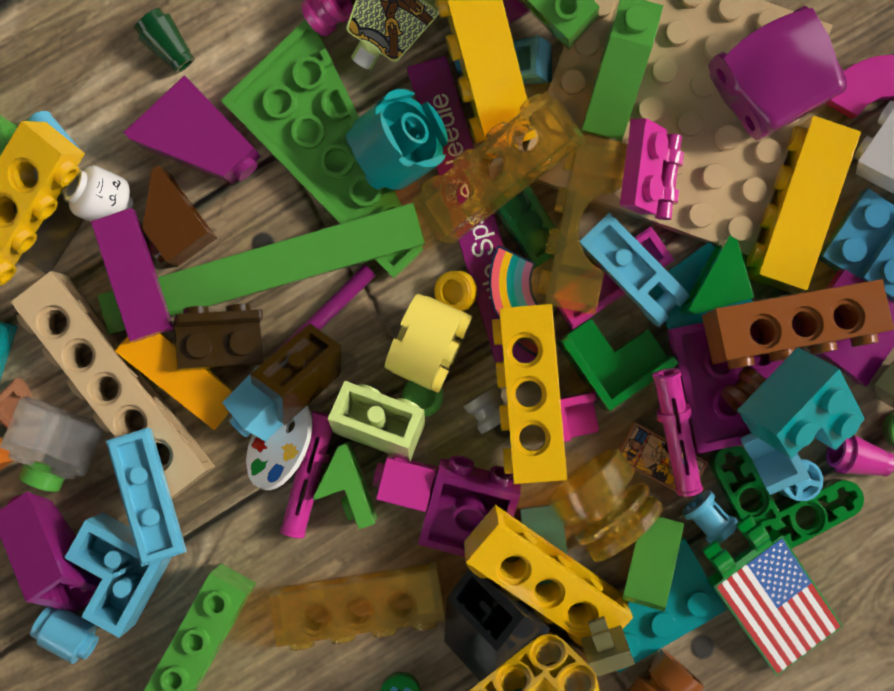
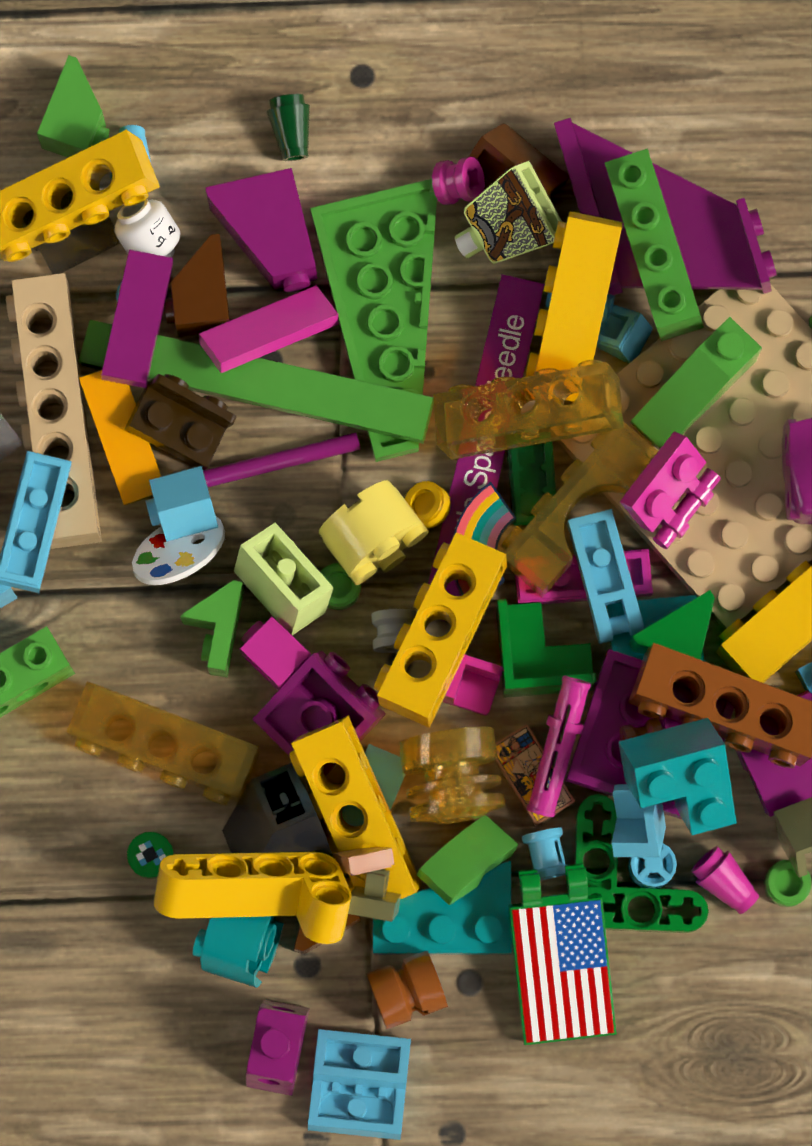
camera: 25 degrees right, 10 degrees down
(245, 221) = (268, 329): none -> dark pink tile
(296, 521) = (149, 634): dark pink pin -> none
(299, 371) = (238, 492): dark brown panel -> none
(397, 140) = (452, 334): teal brick -> none
(579, 623) = (364, 860): none -> tile

